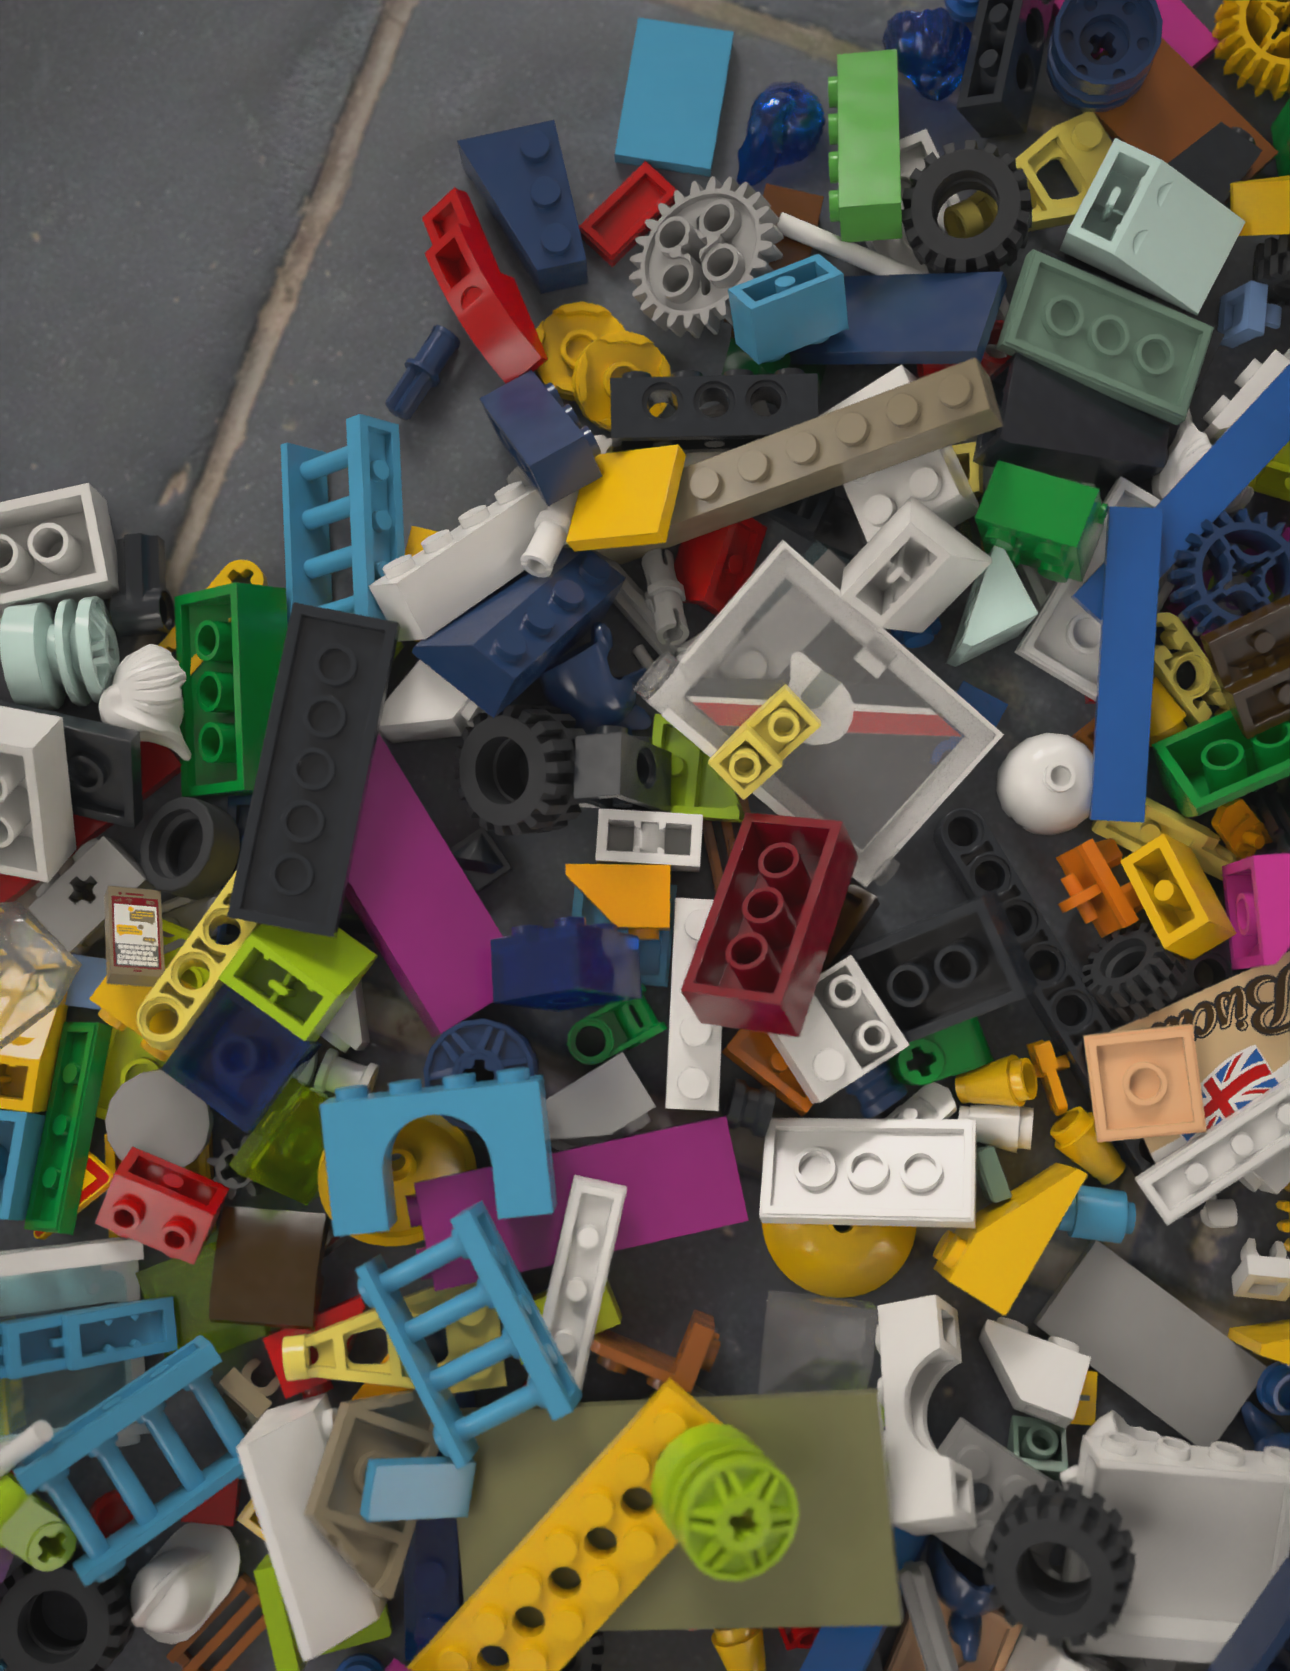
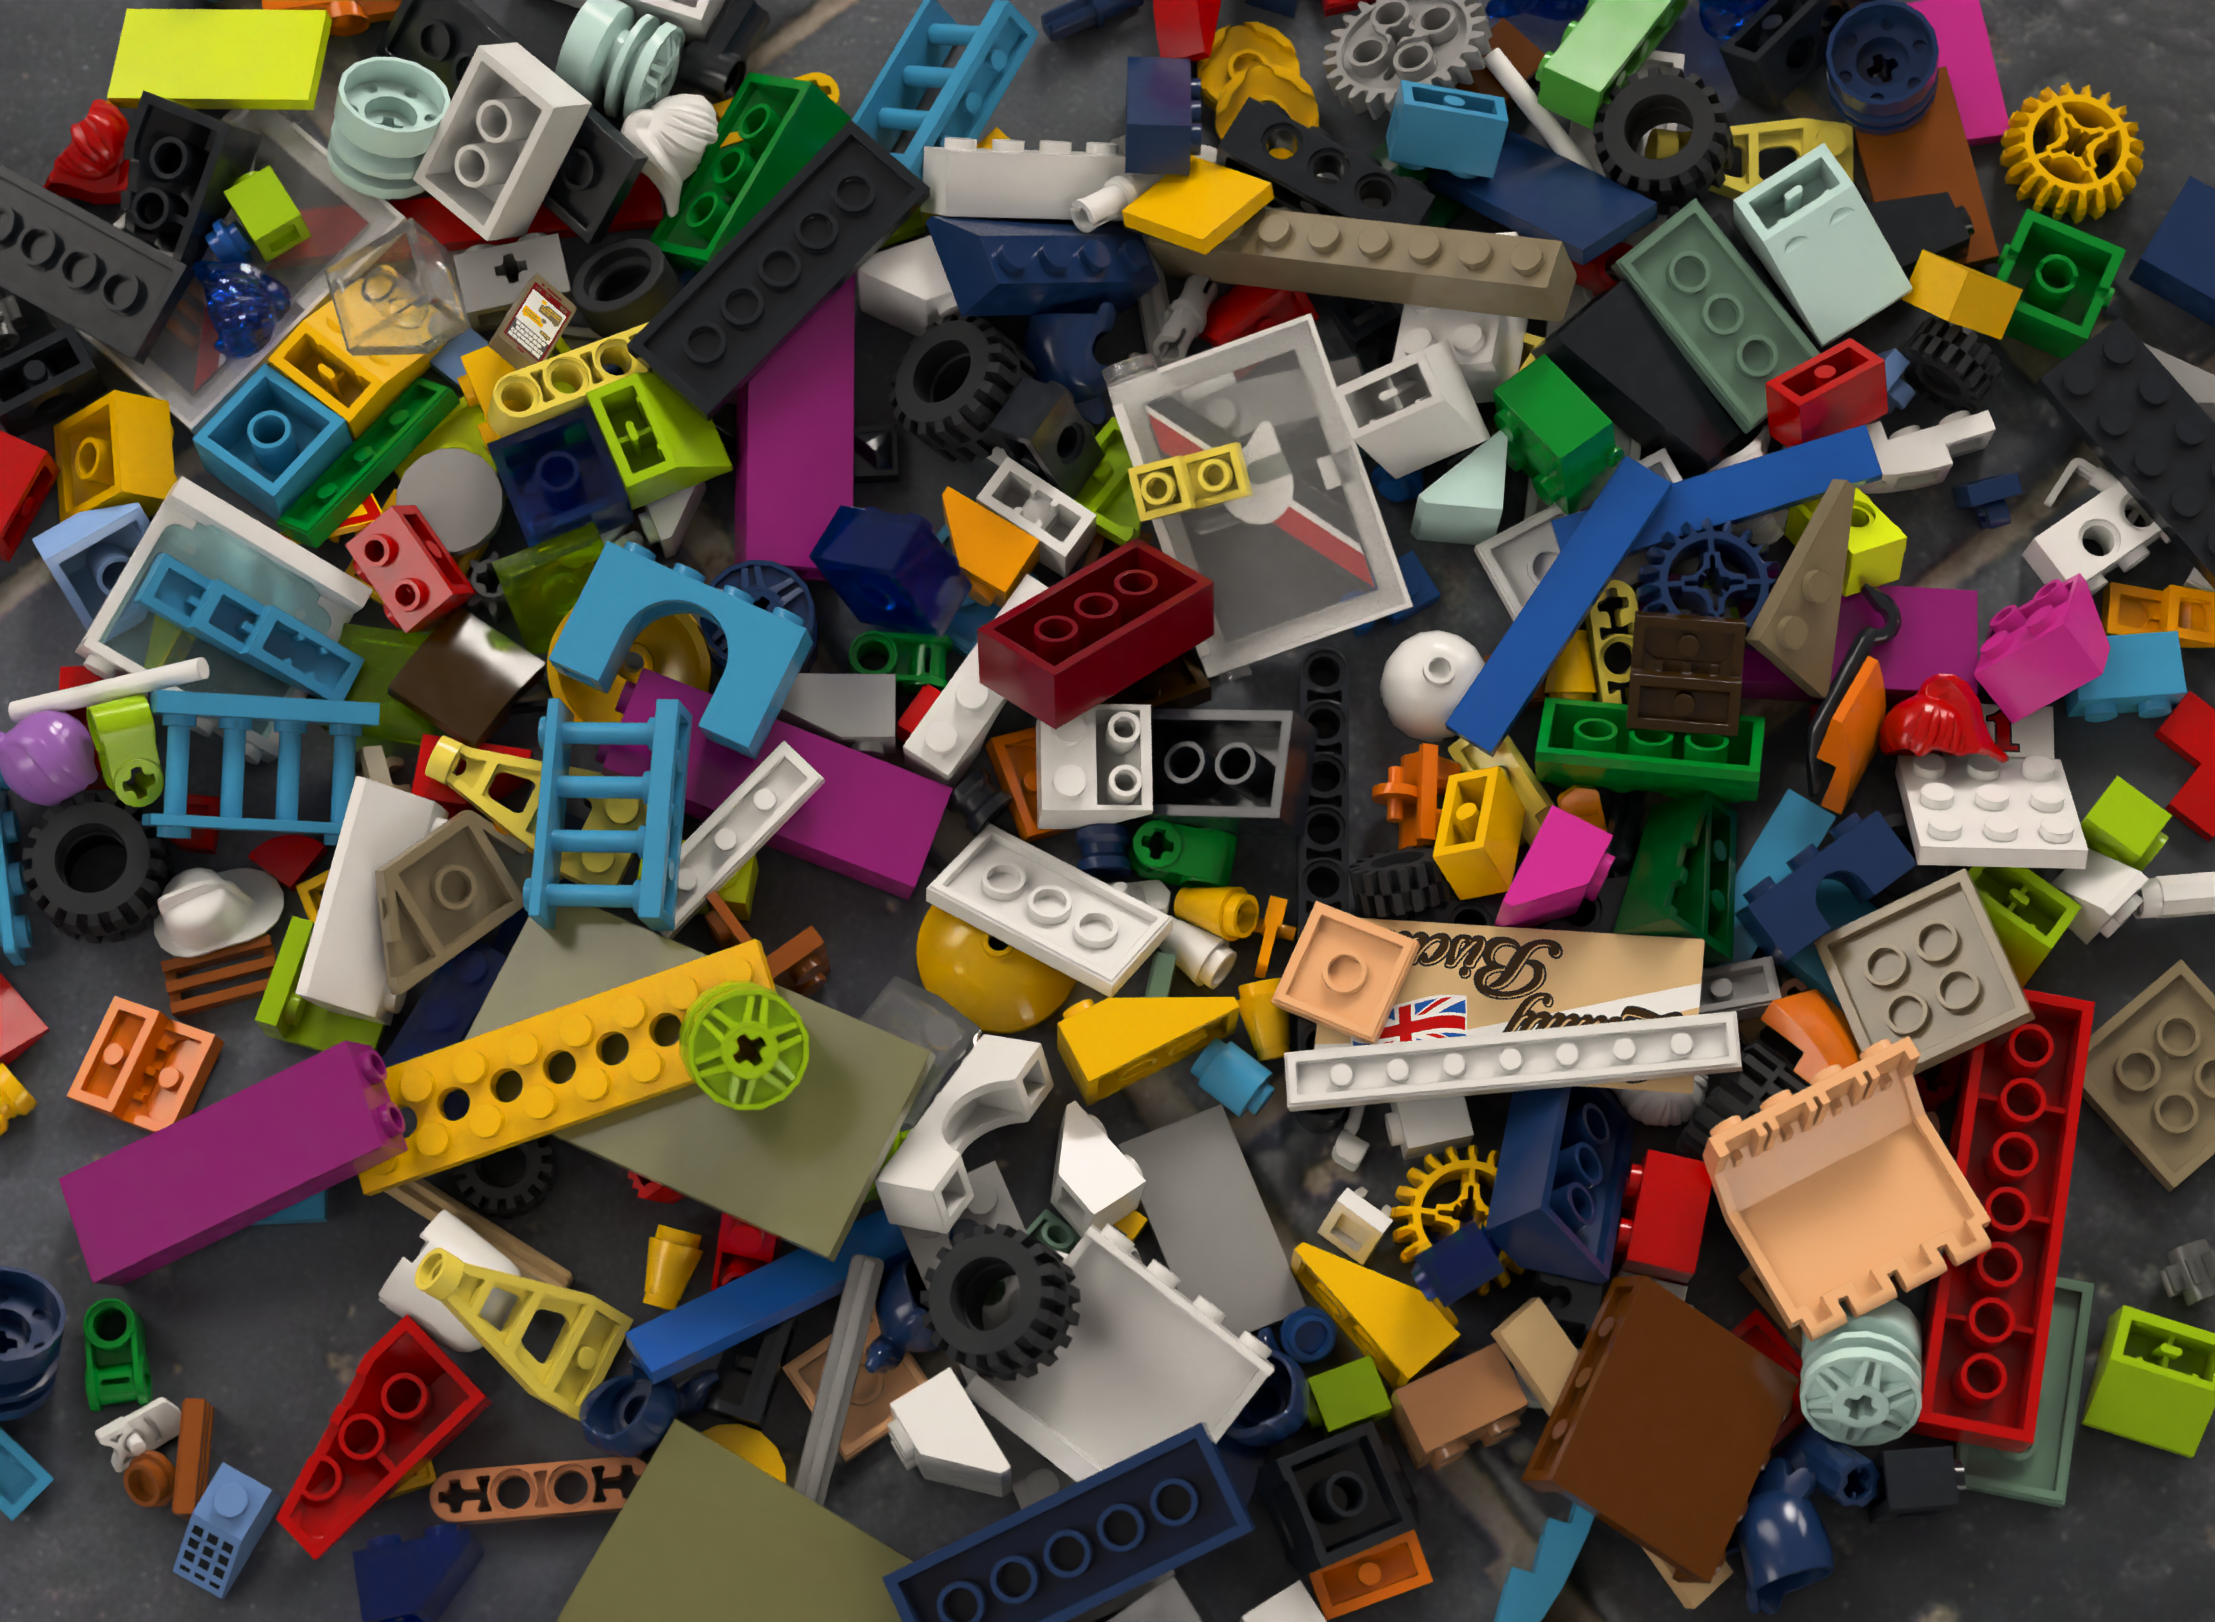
camera: 25 degrees right, 10 degrees down
(416, 1489) = (483, 918): dark azure tile -> none
(657, 1065) = (916, 712): none -> red tile
(1233, 356) = (1827, 394): none -> red brick

